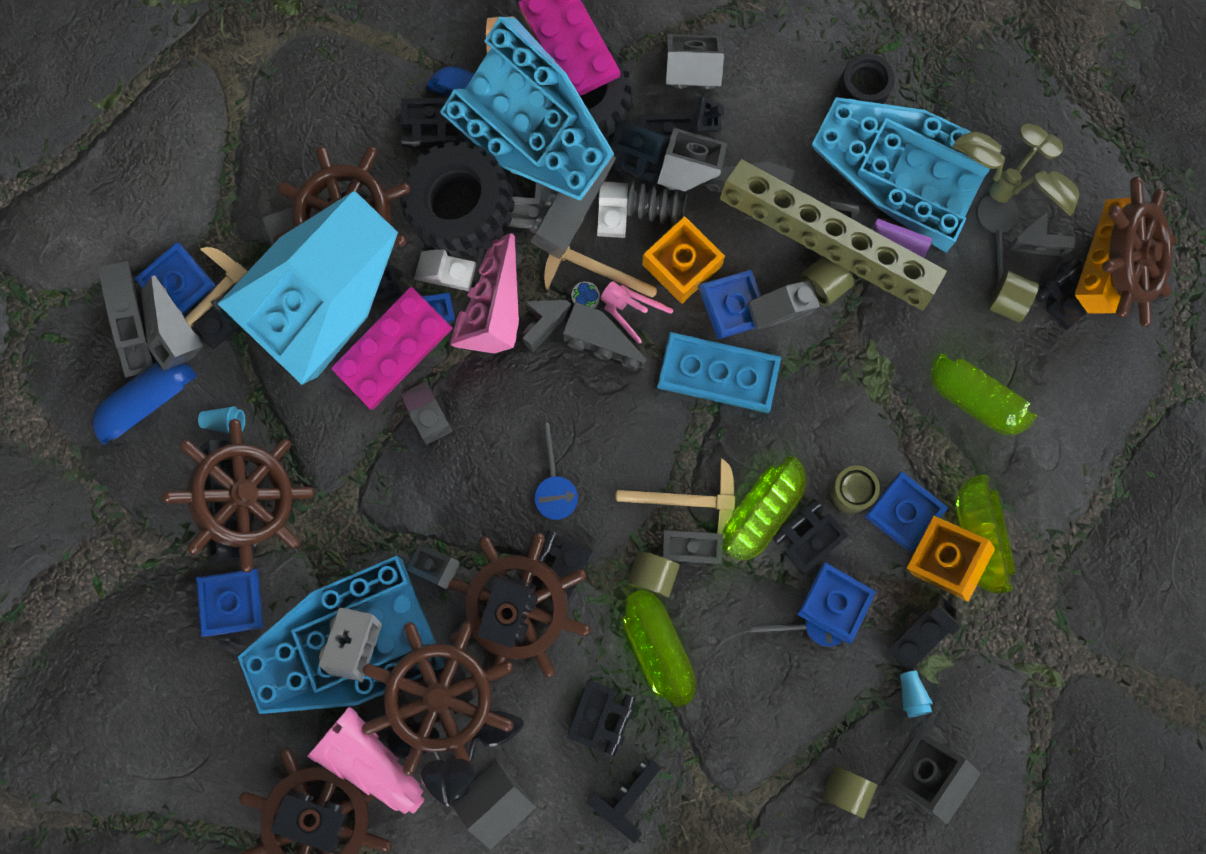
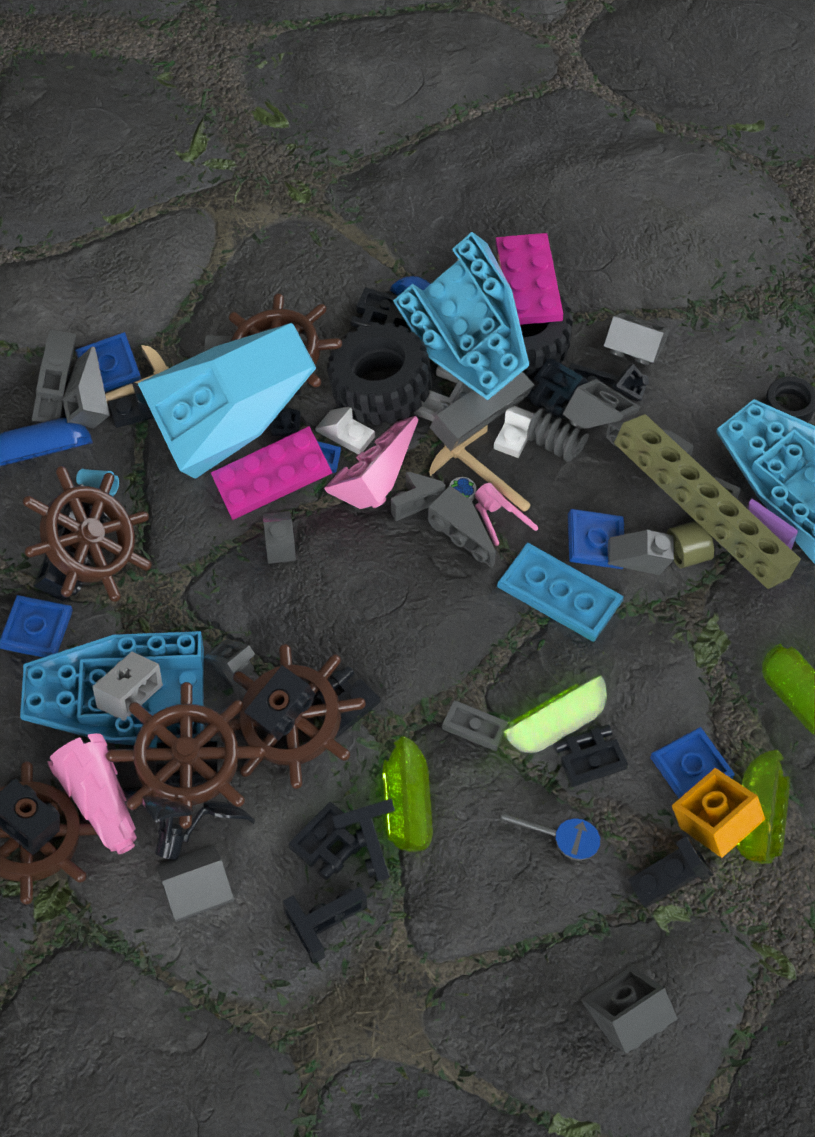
camera: 20 degrees right, 20 degrees down
(555, 495) = (366, 642): blue piece -> none
(628, 694) = (367, 835): none -> black bracket
(653, 574) = (429, 730): olive piece -> none
(683, 260) = (562, 484): light orange brick -> none
(724, 502) = (519, 700): tan piece -> none
(836, 603) = (593, 820): blue plate -> none
(849, 791) = (539, 986): olive piece -> none
(854, 489) = (648, 726): olive piece -> none
(914, 696) = (638, 931): medium azure cone -> none

